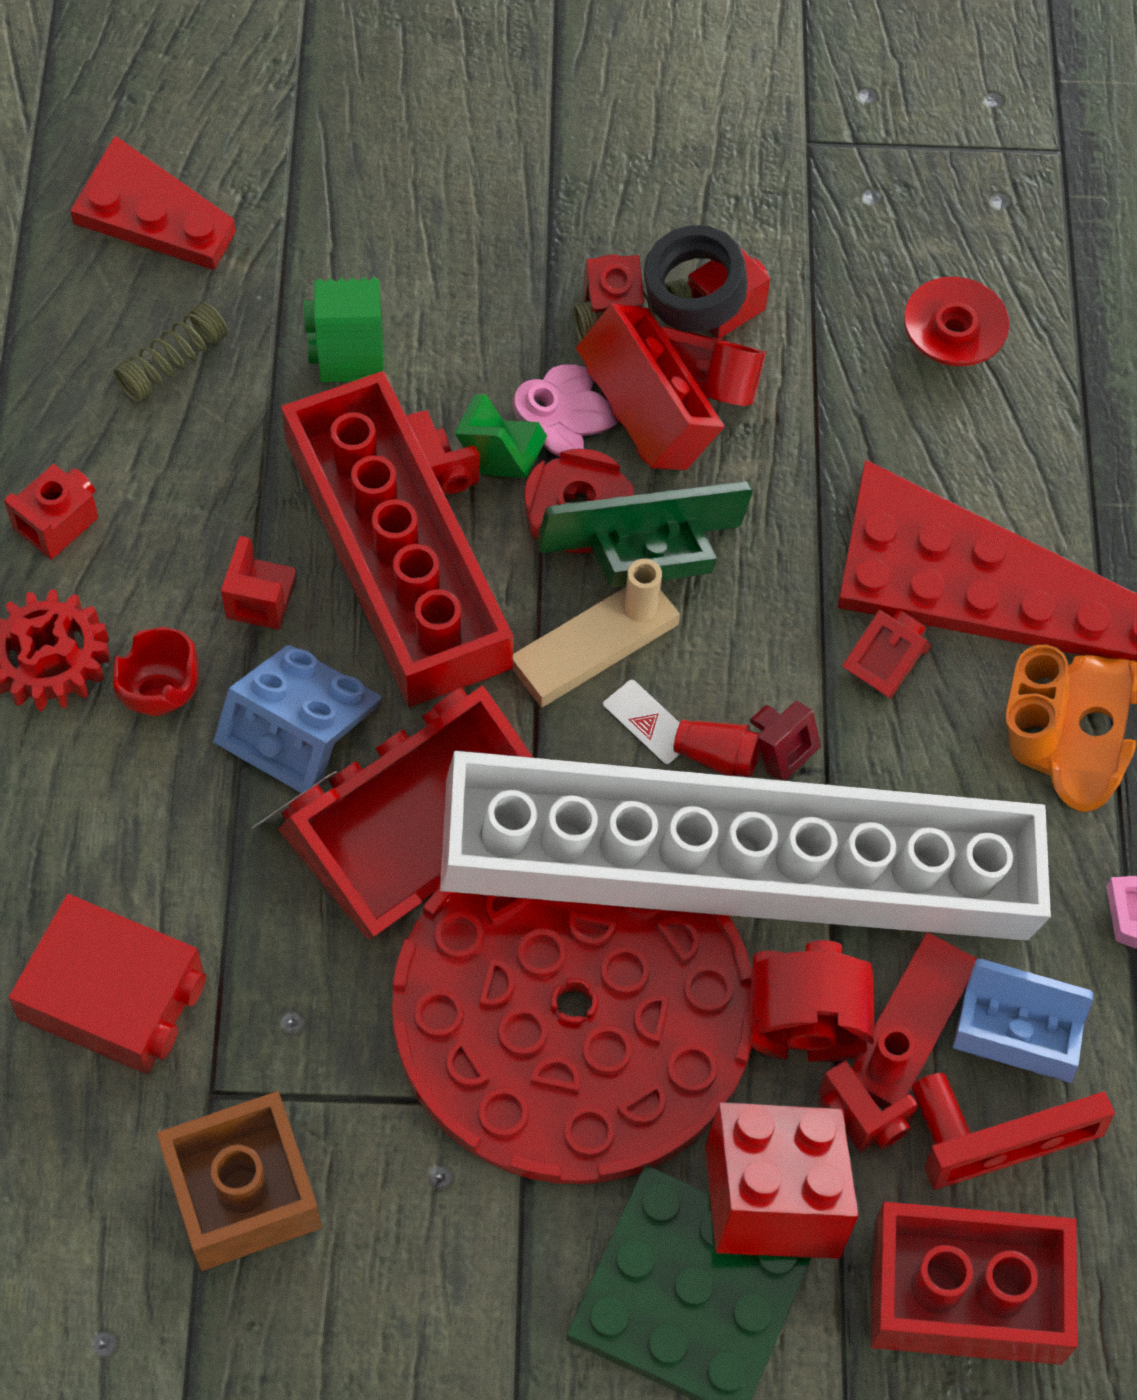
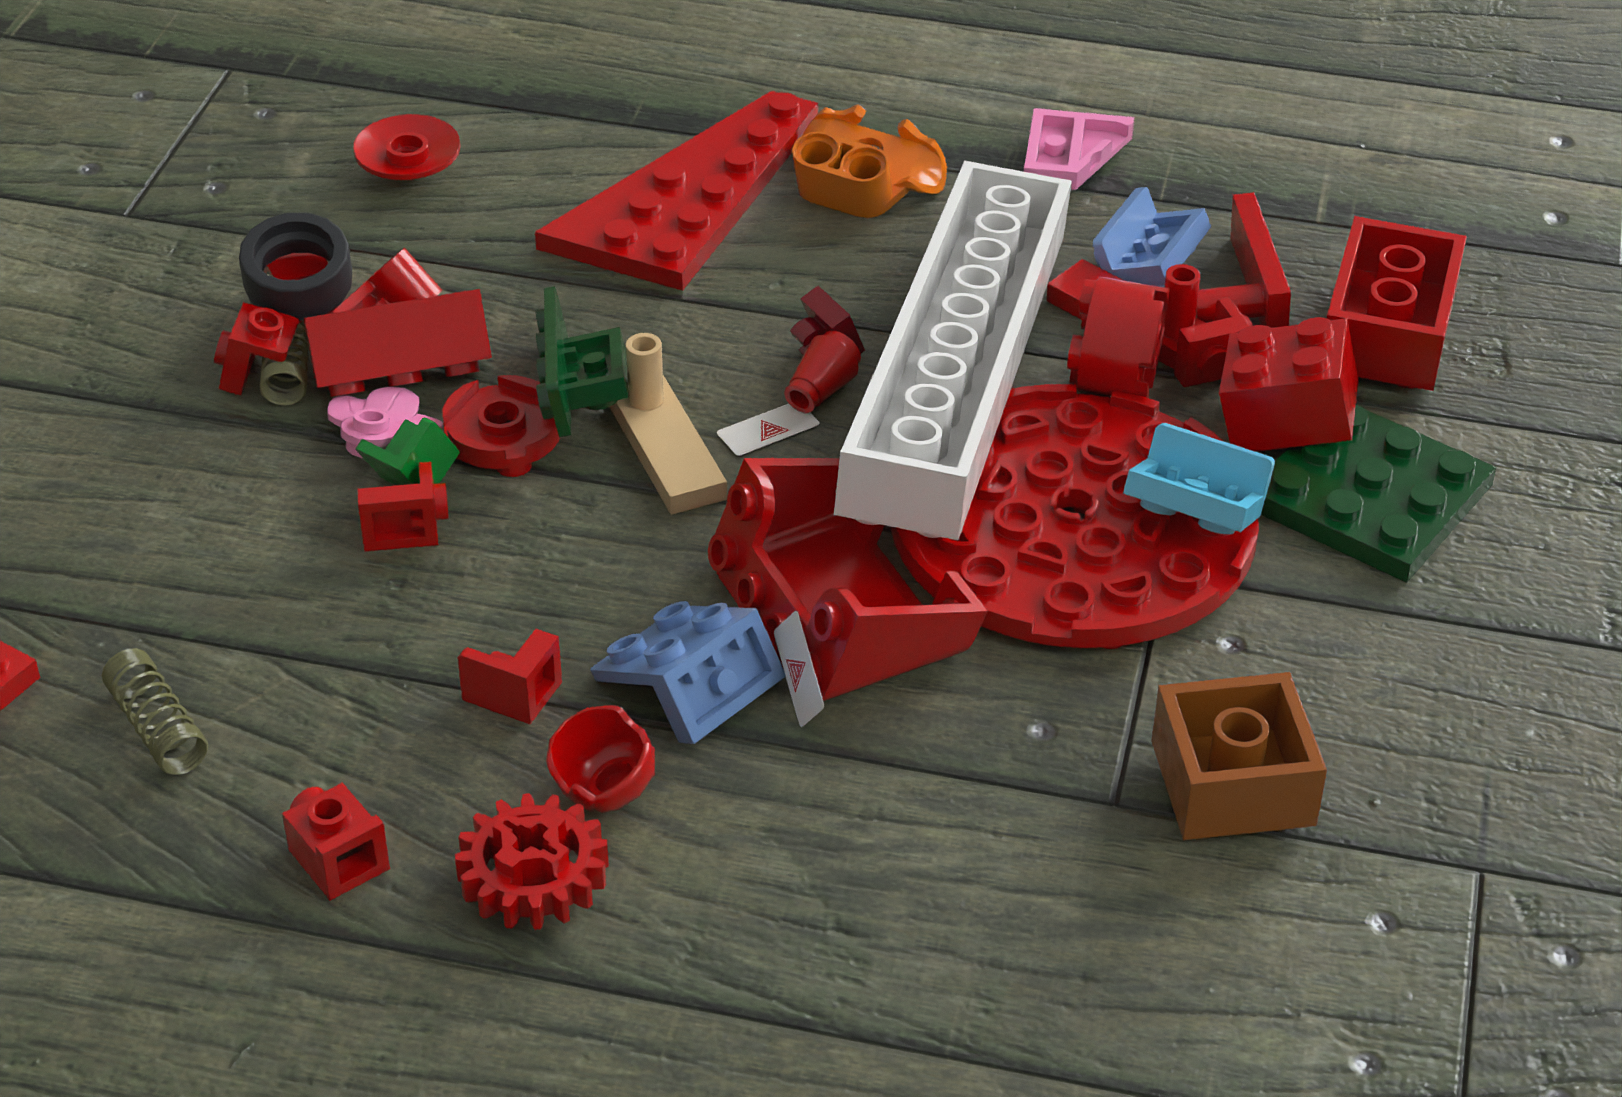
camera: 75 degrees left, 20 degrees down
(108, 984) = (980, 851): red brick -> none
(345, 329) = (223, 532): green brick -> none
(397, 539) = (502, 542): red brick -> none
(590, 1103) = (1201, 479): none -> medium azure bracket
(887, 651) = (754, 251): red bracket -> none

